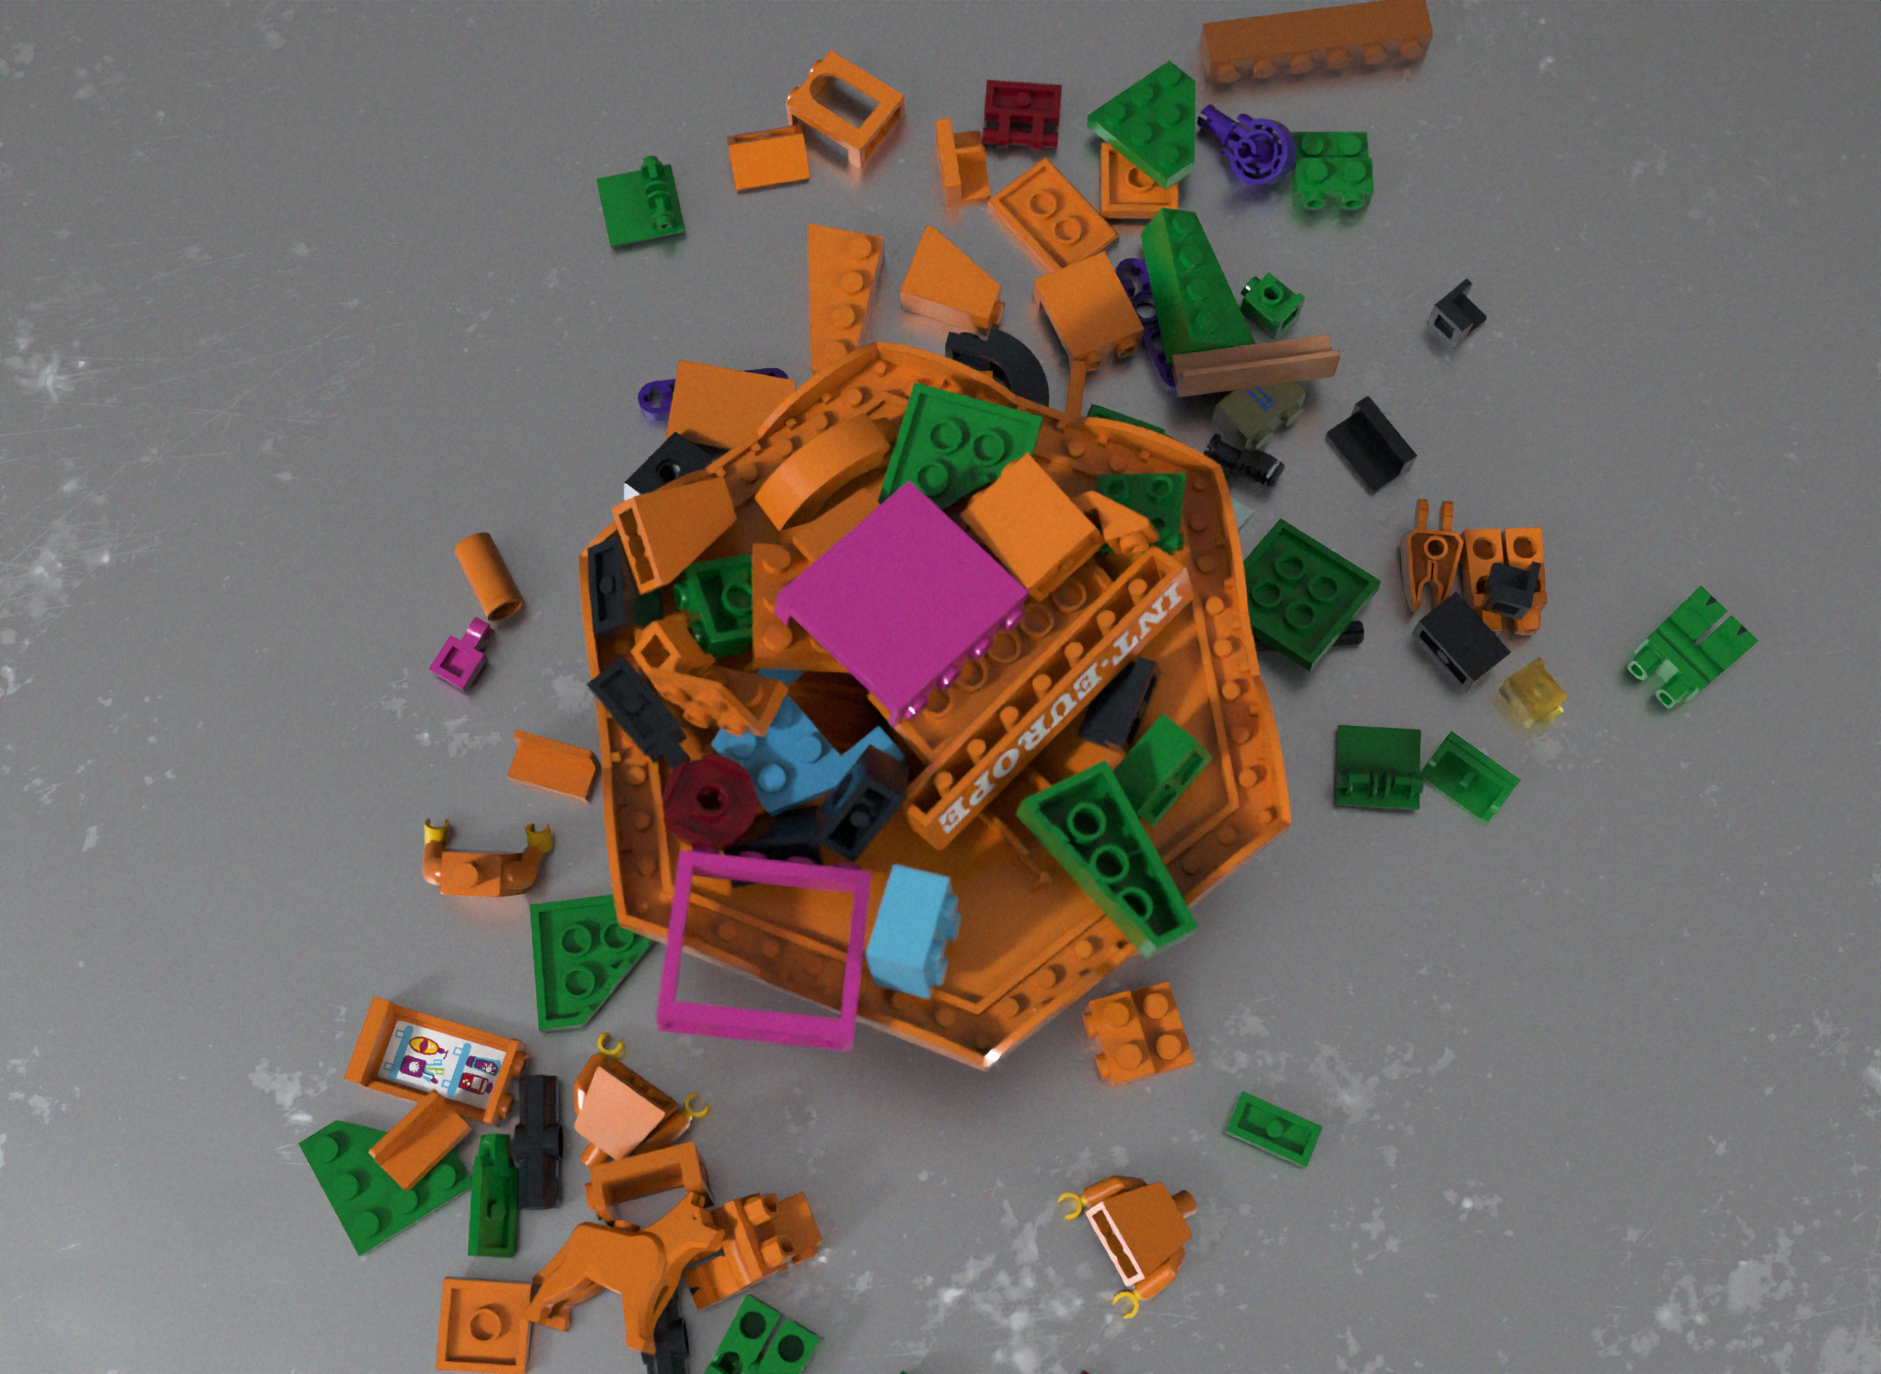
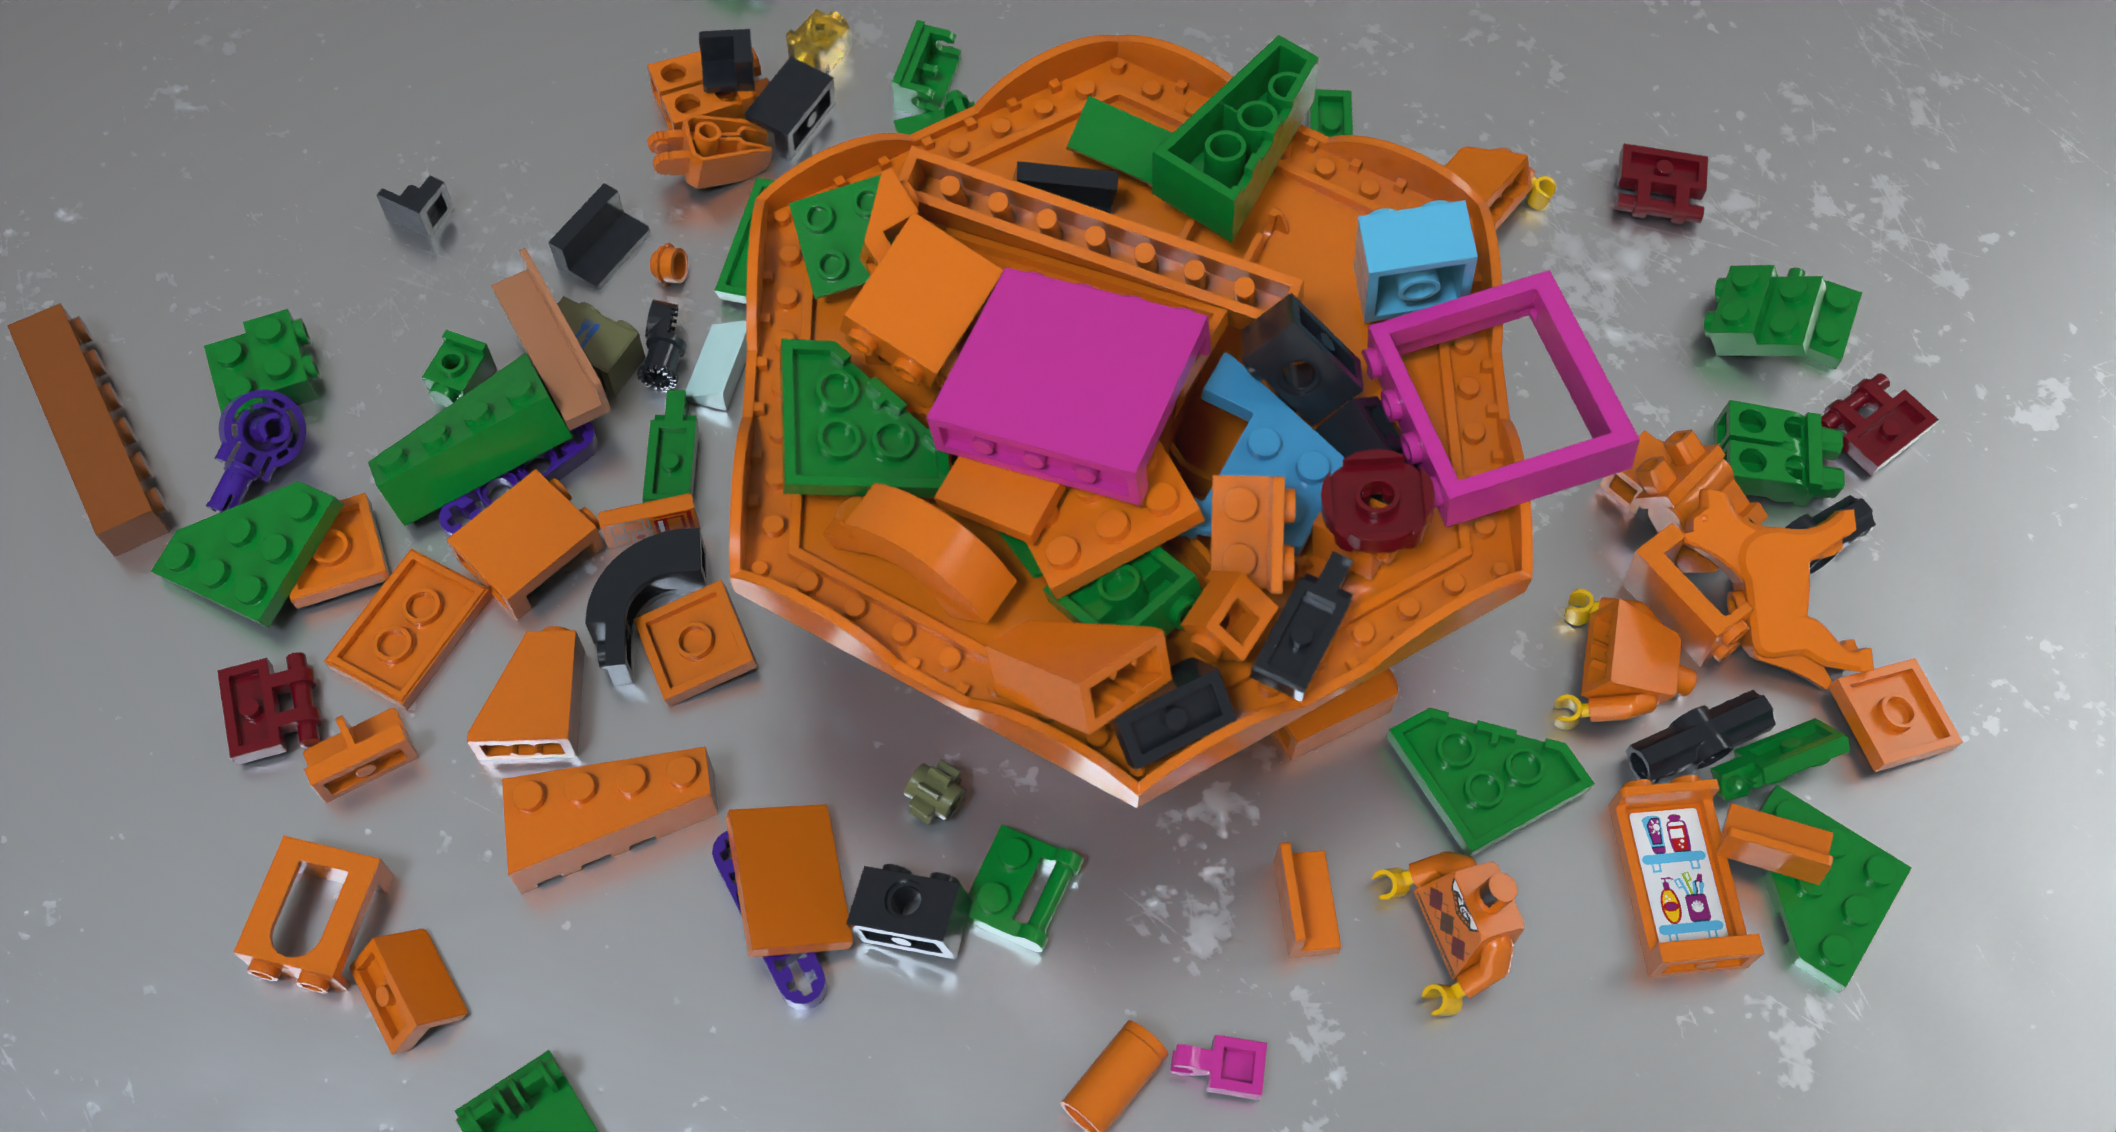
camera: 115 degrees left, 10 degrees down
(1323, 493) = (669, 264): none -> orange plate

